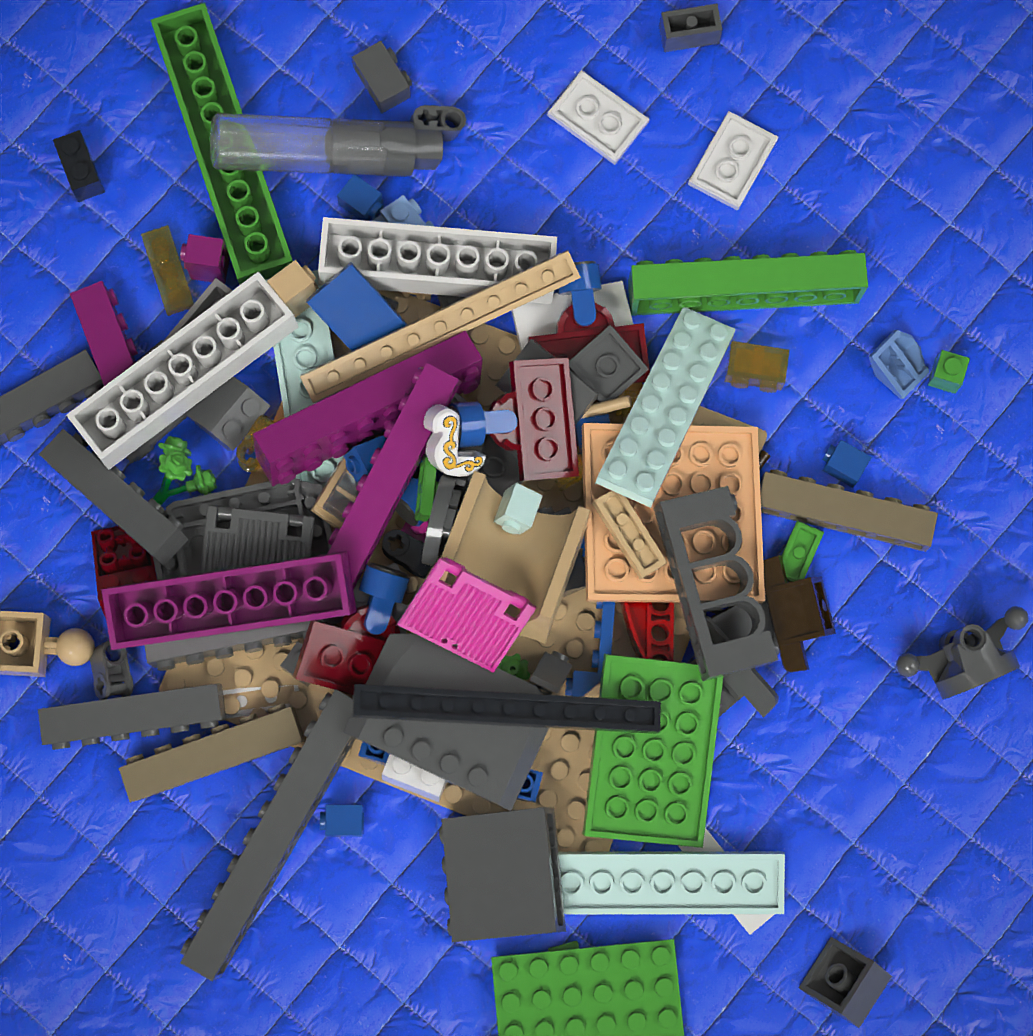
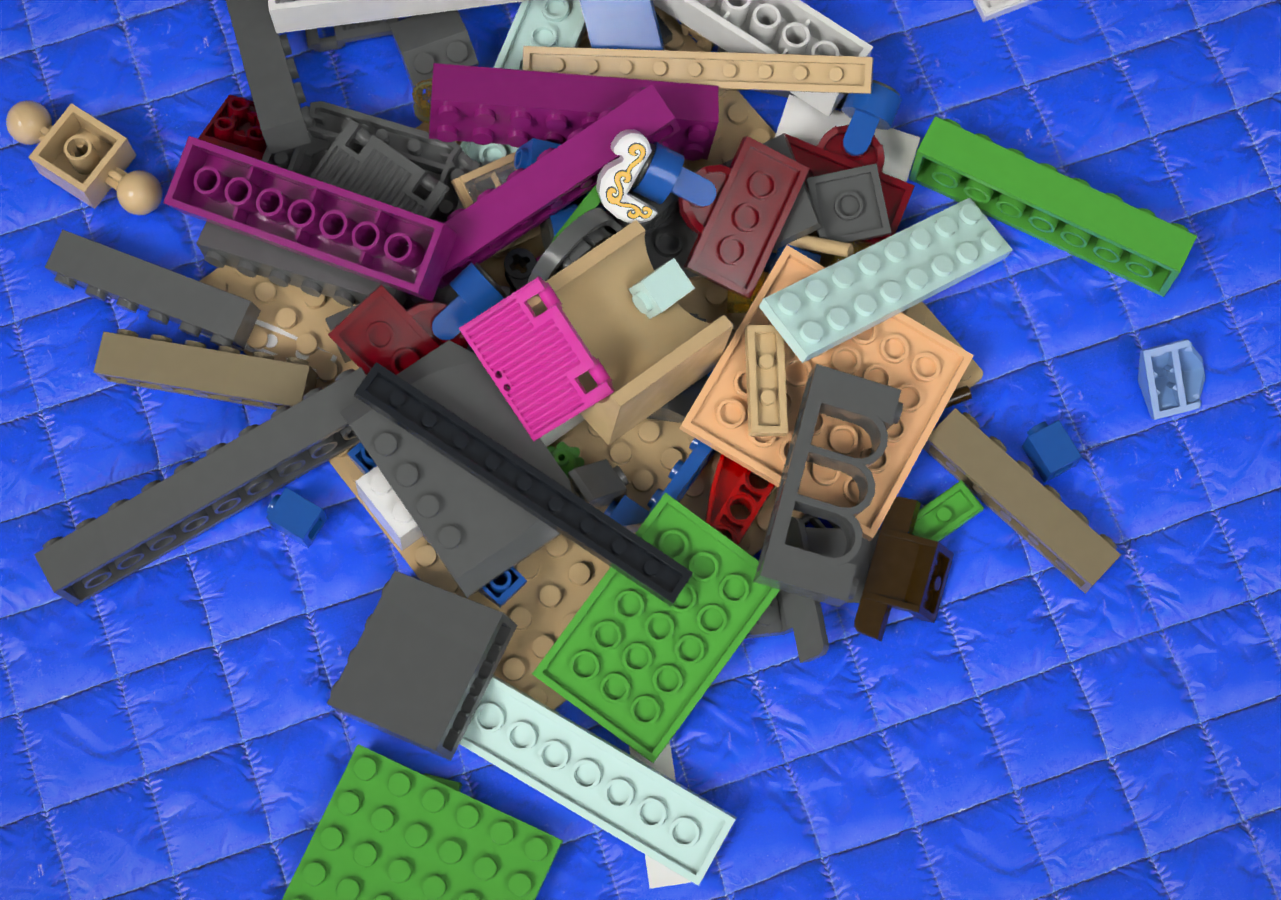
camera: 35 degrees right, 5 degrees down
(111, 673) = (157, 241): dark grey piece -> none
(178, 466) = (344, 64): bright green plant -> none
(733, 160) = (1112, 81): white tile -> none
(756, 366) = (1012, 298): clear yellow brick -> none
(948, 371) = (1221, 416): bright green brick -> none
(970, 658) = (1063, 732): dark grey piece -> none

